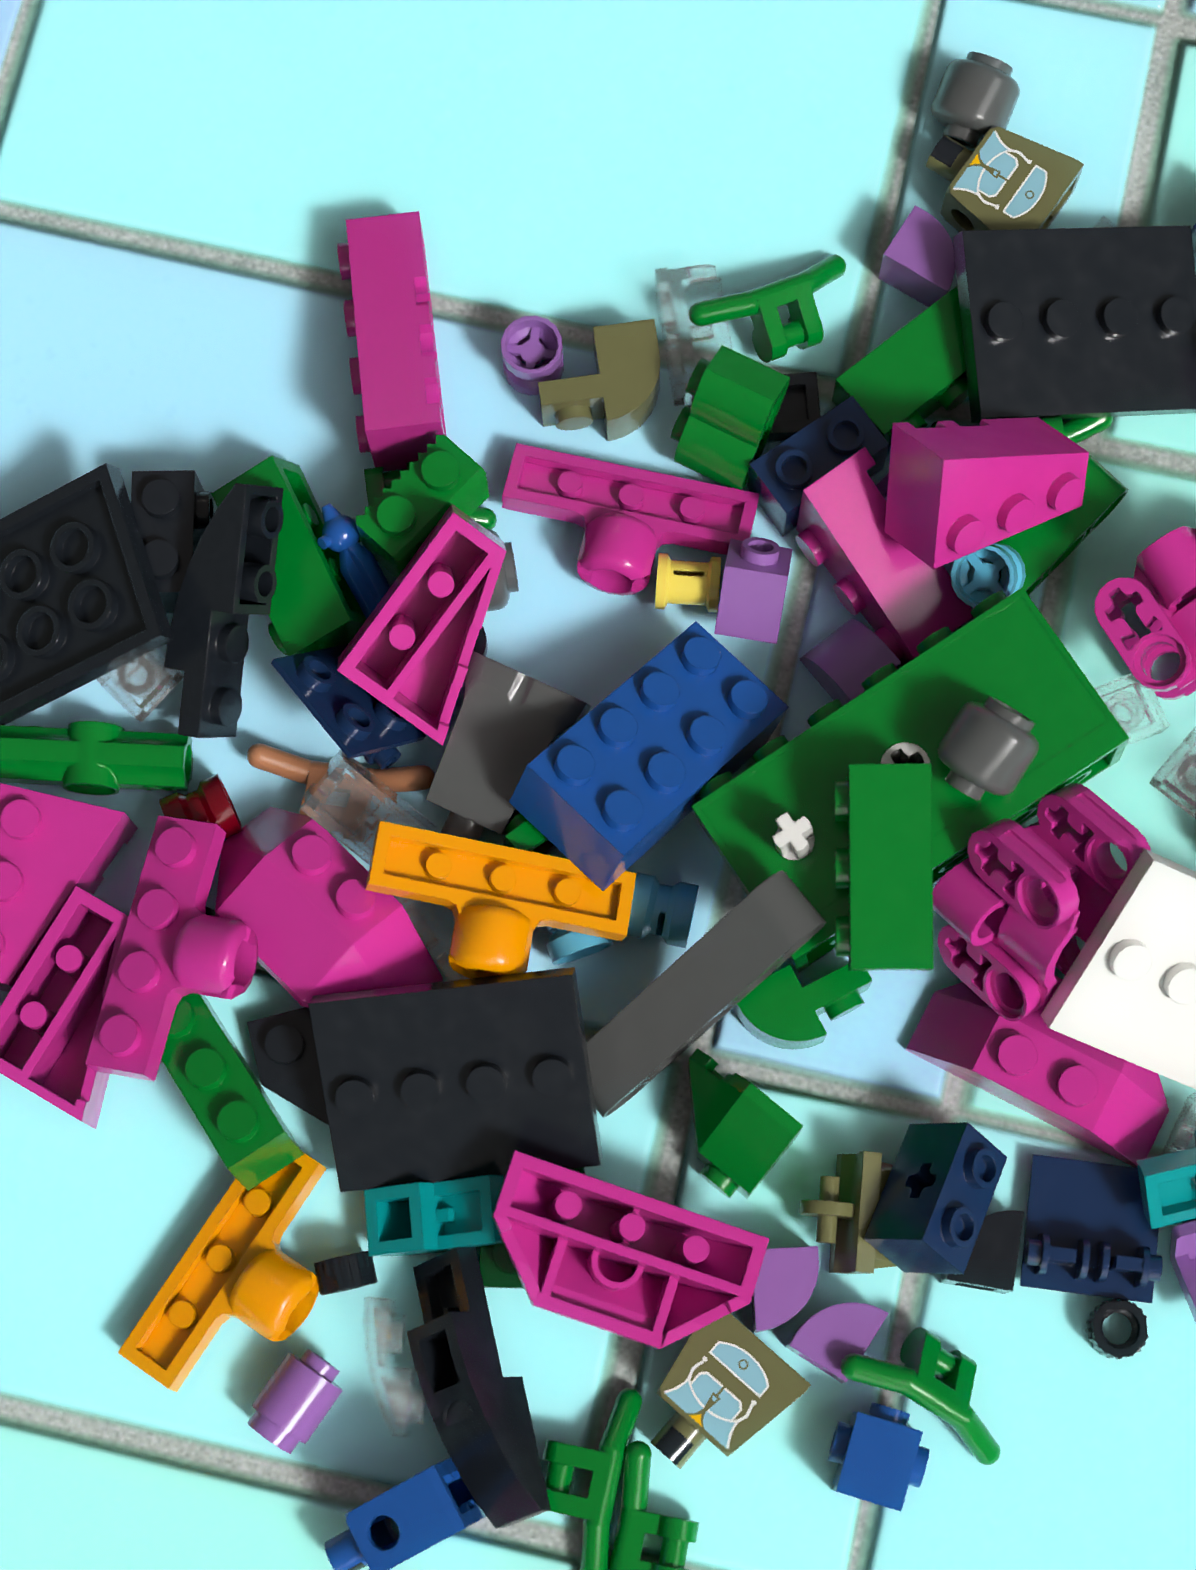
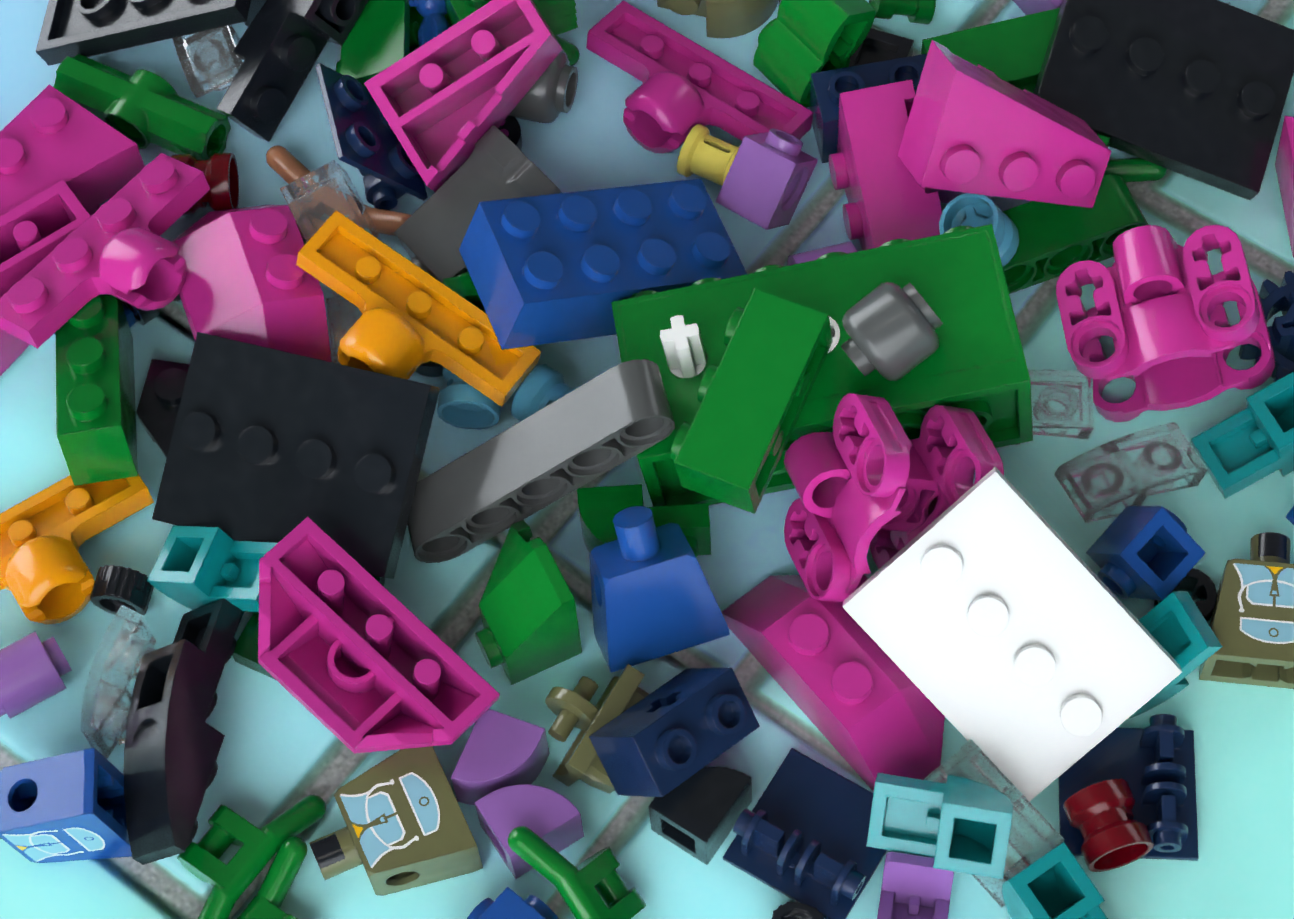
camera: 25 degrees right, 15 degrees down
(848, 1073) = (649, 593): none -> blue torso

